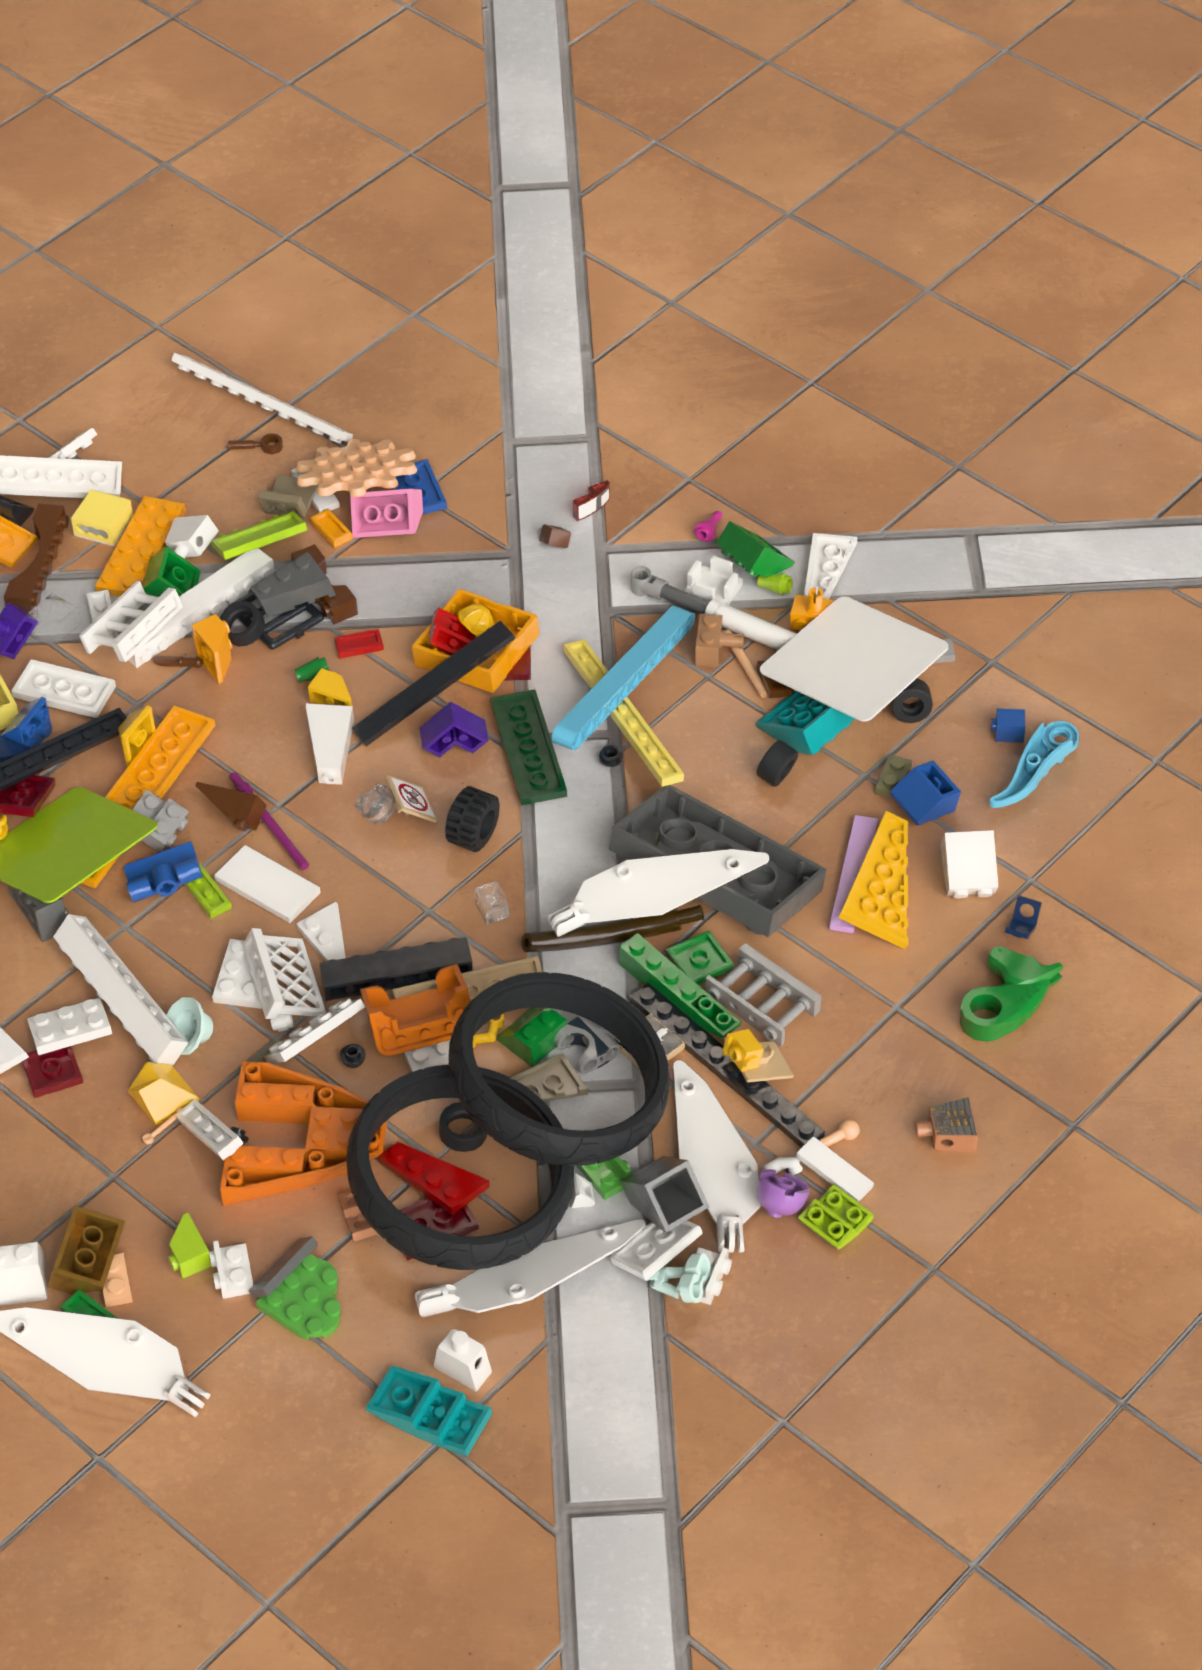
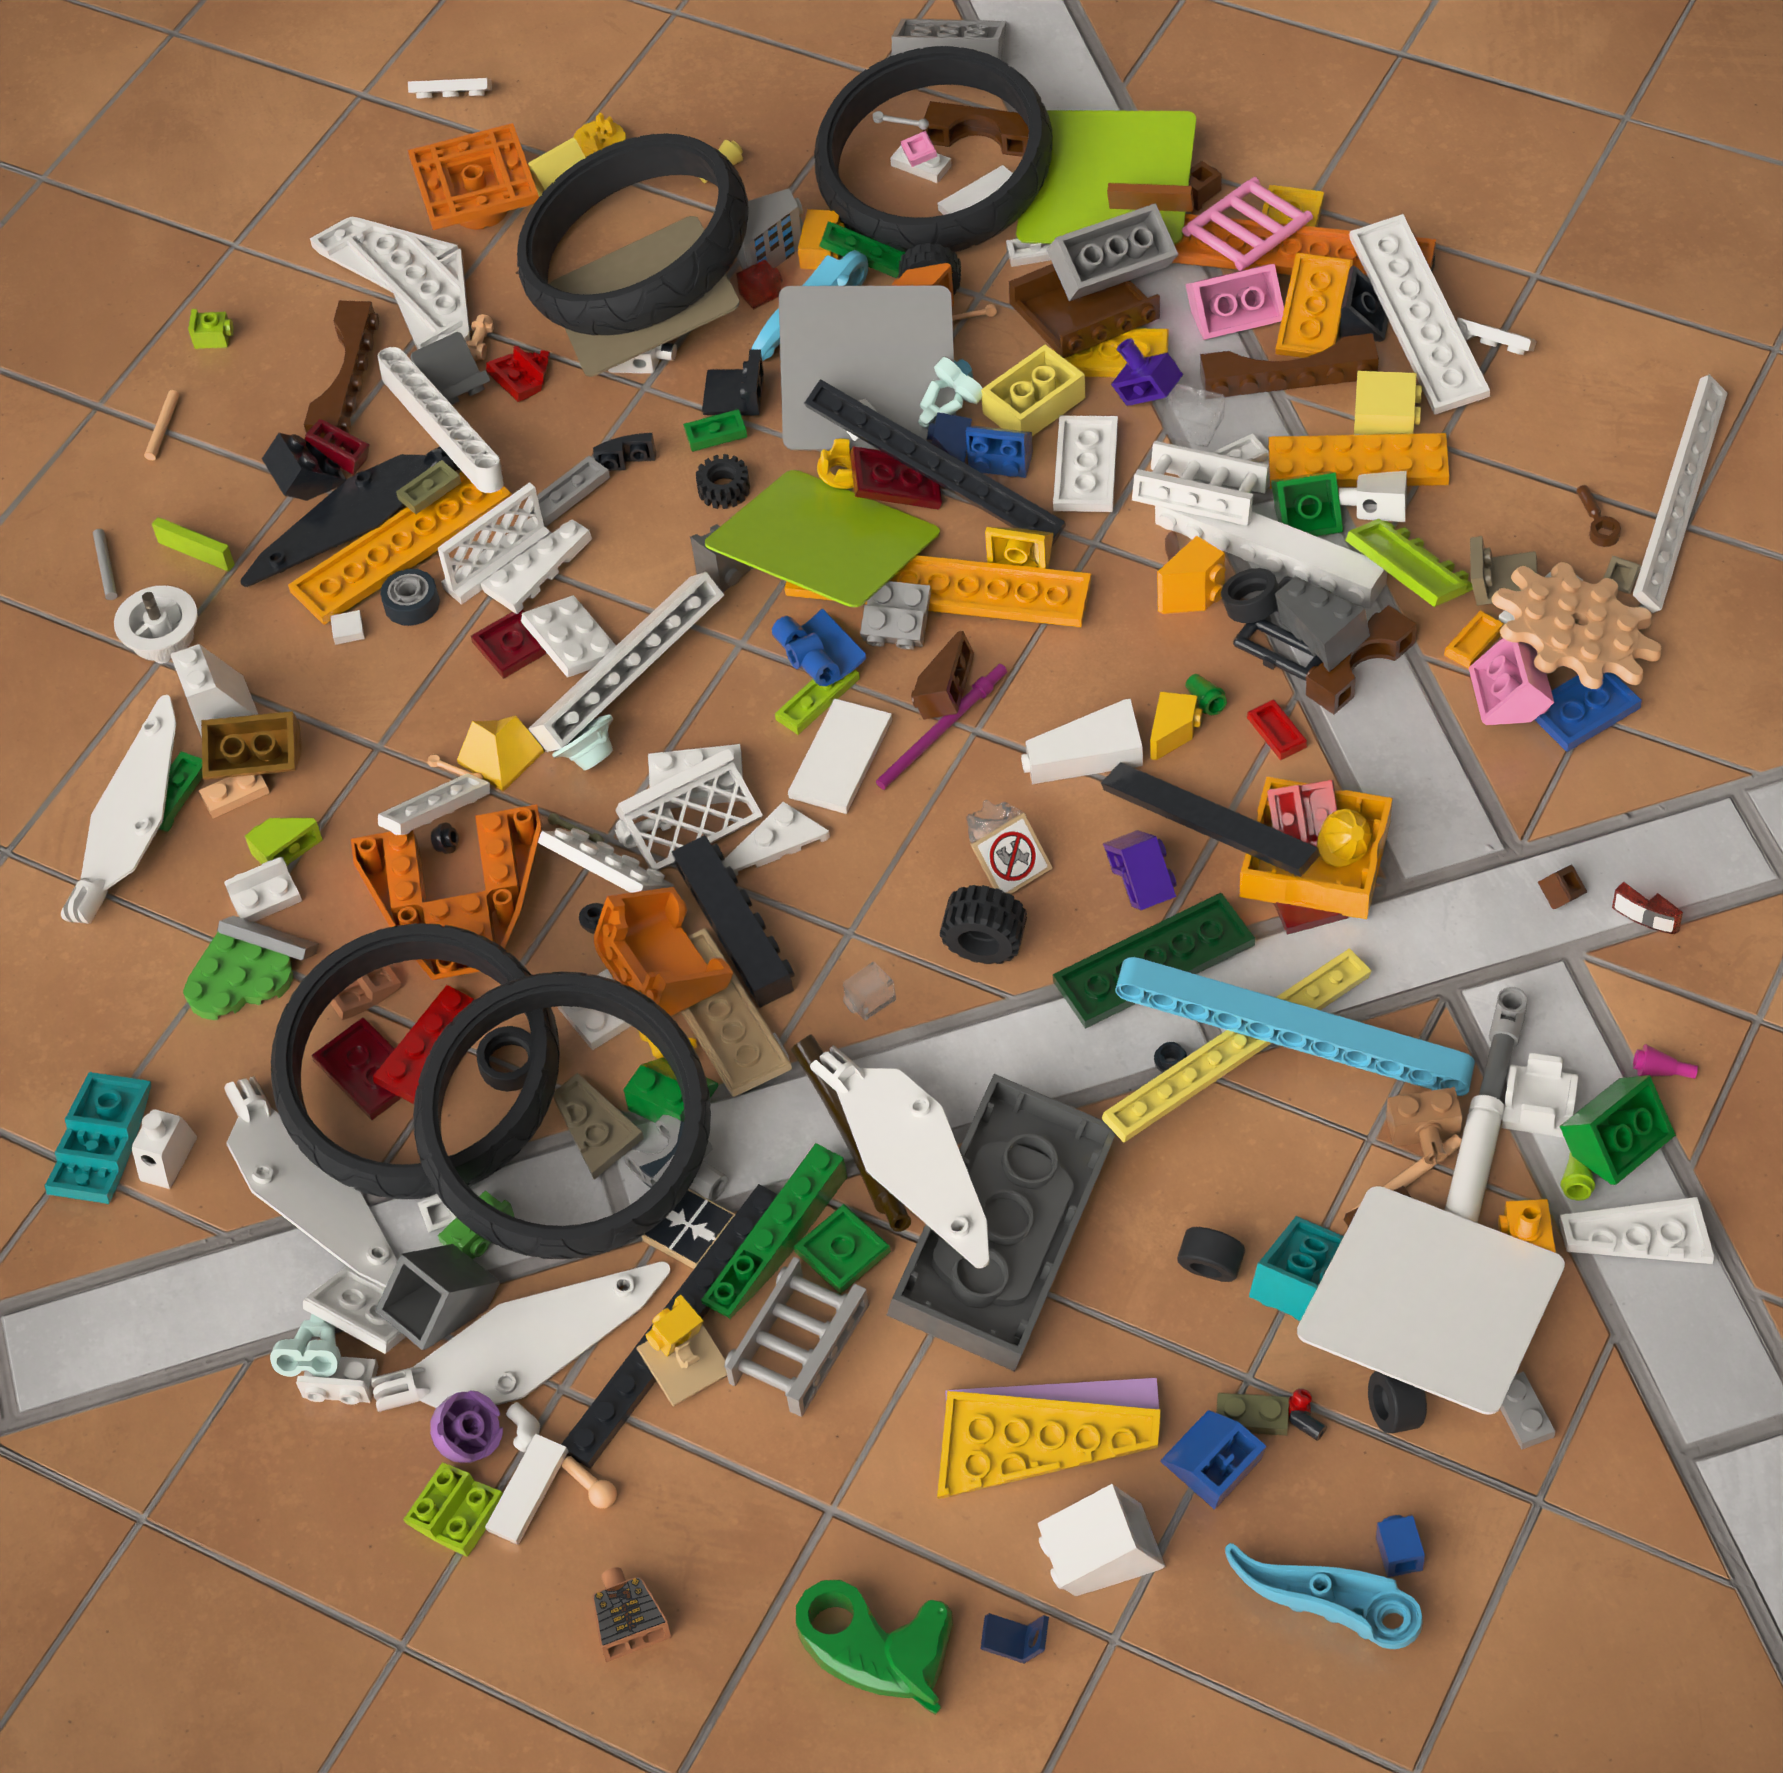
camera: 80 degrees right, 5 degrees up
(311, 443) = (1623, 572): none -> dark tan slope
(907, 752) = (1301, 1417): none -> arm

